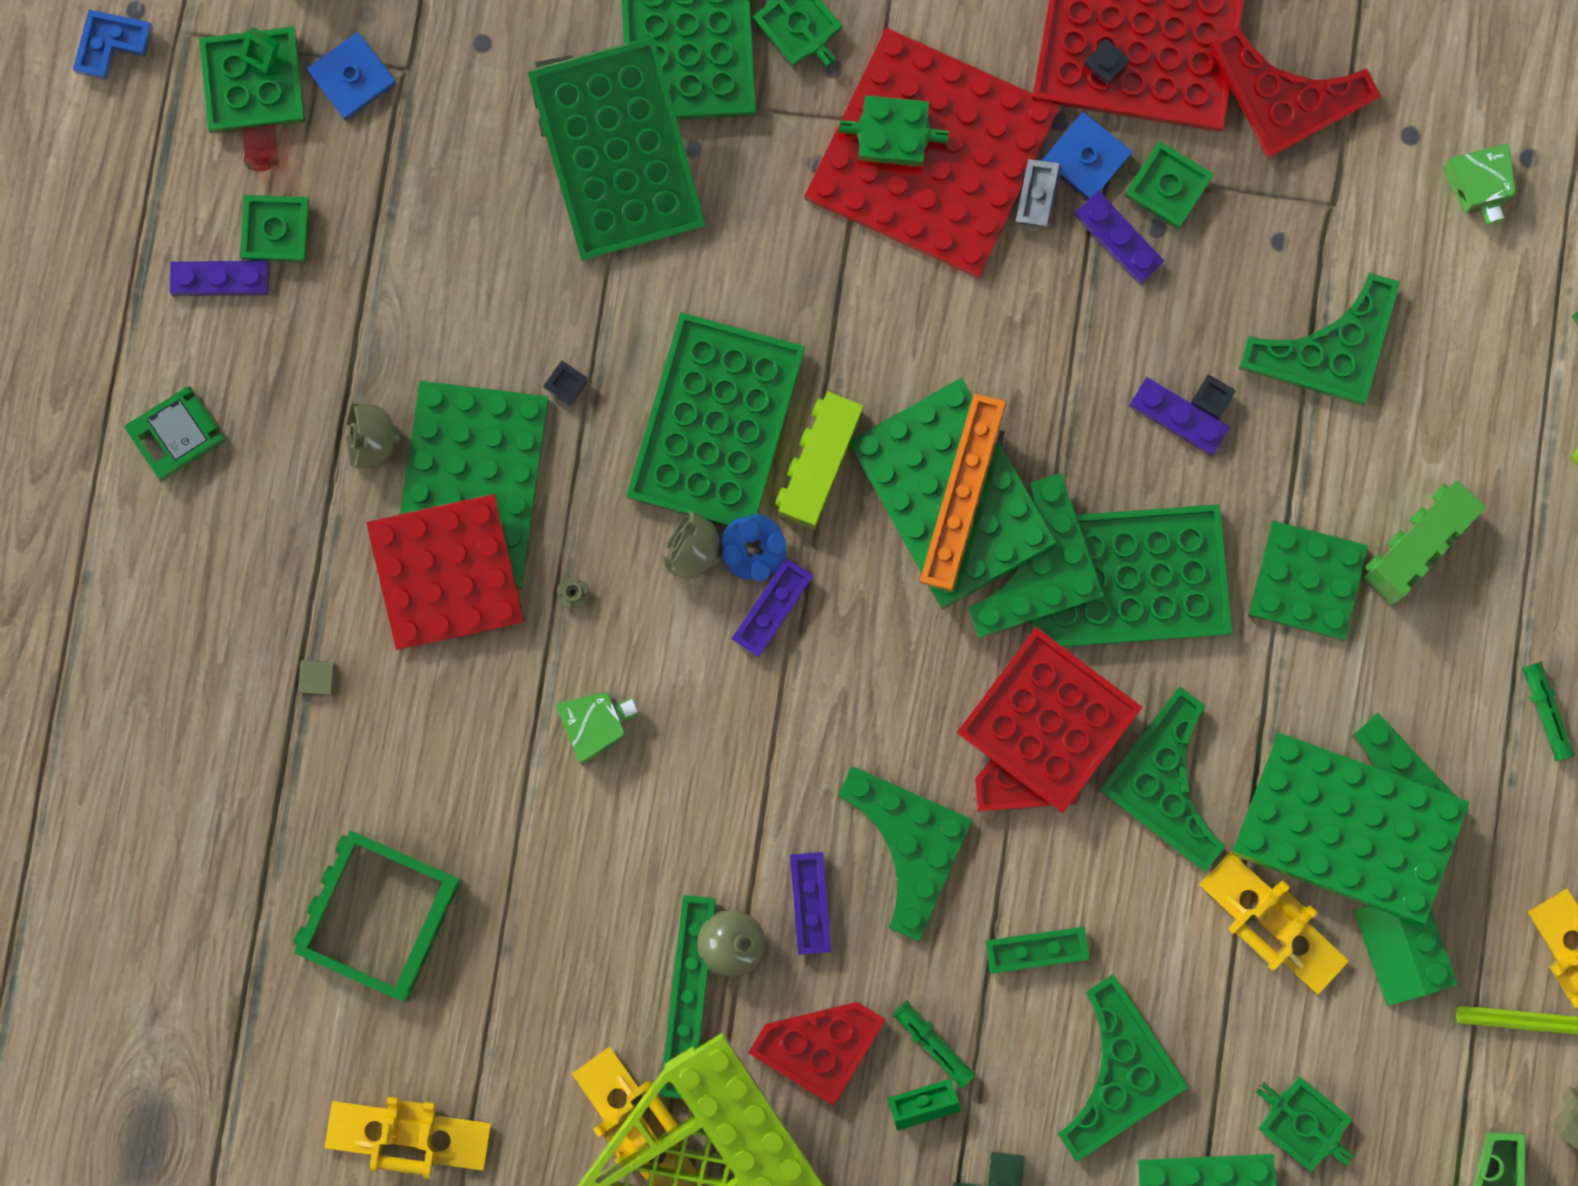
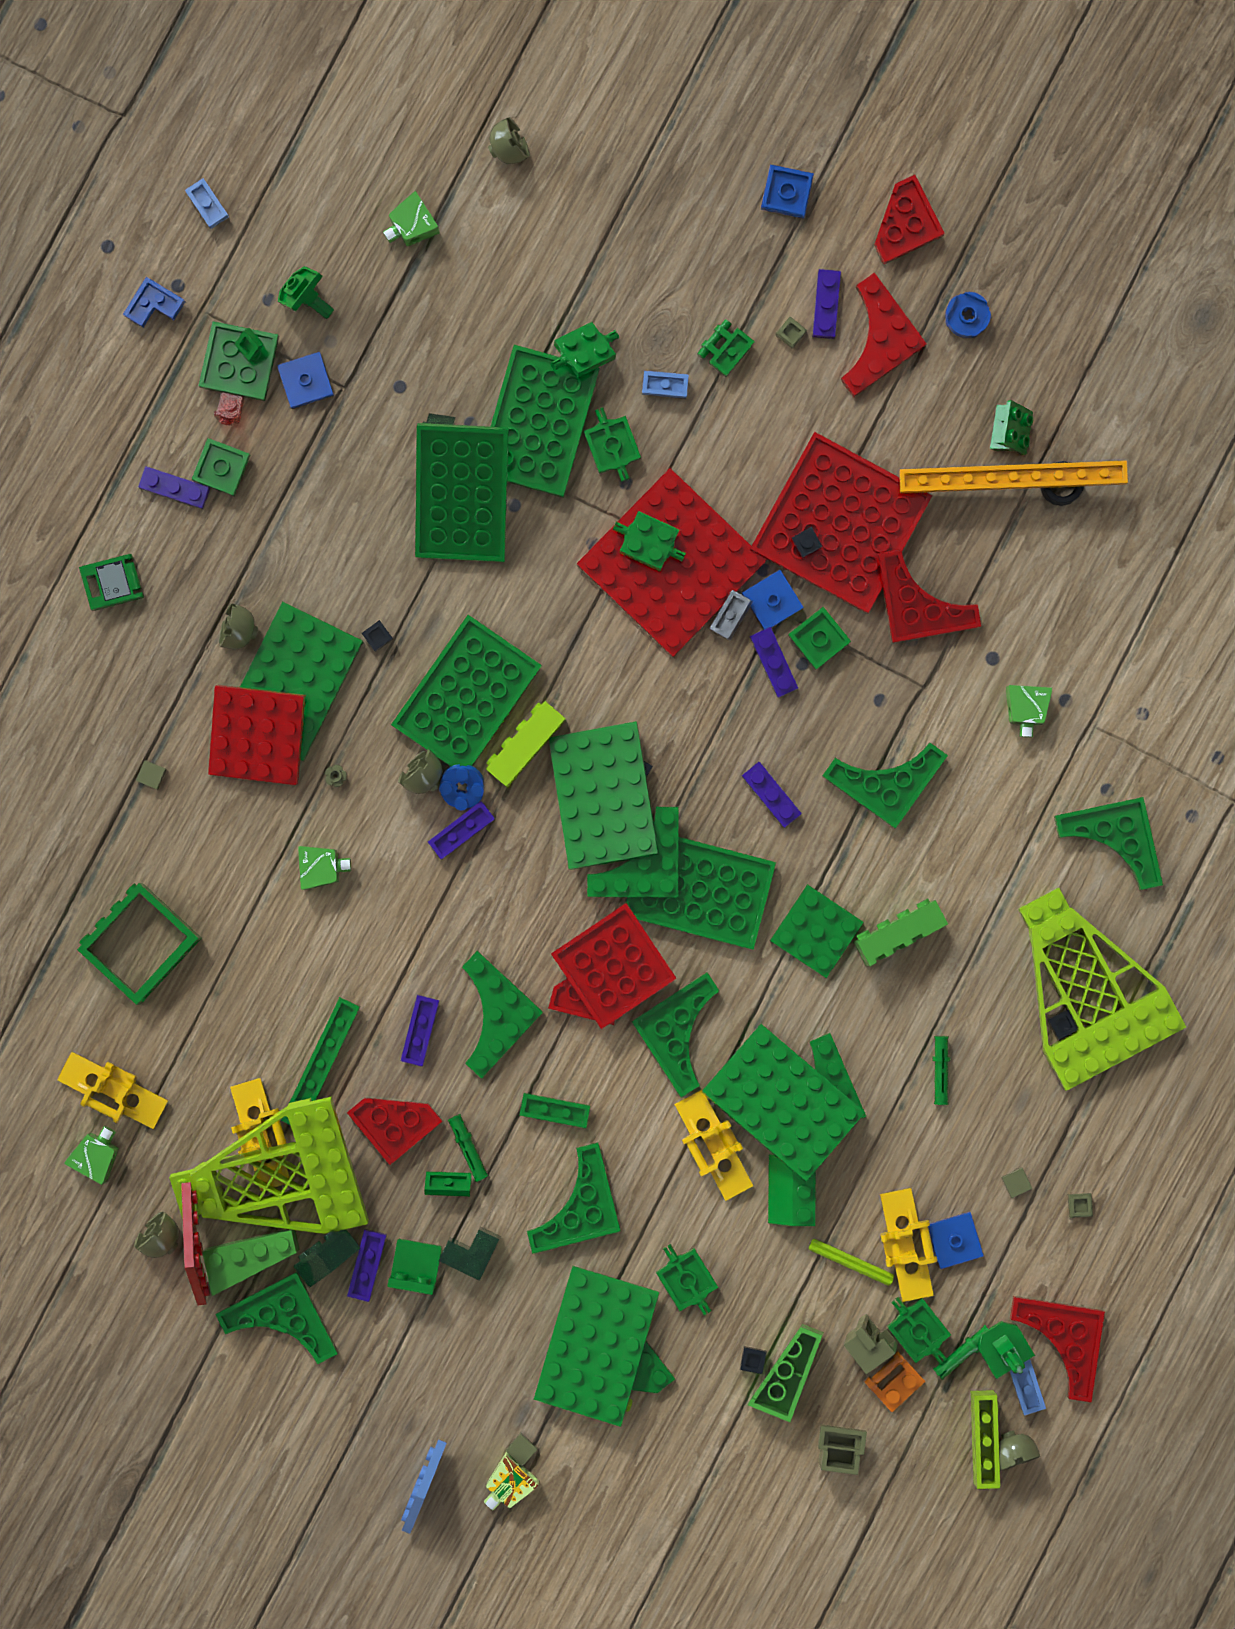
camera: 20 degrees right, 5 degrees up
(731, 943) = (360, 1039): olive cylinder -> none
(963, 492) = (608, 799): orange plate -> none
(1213, 396) = (797, 789): black plate -> none

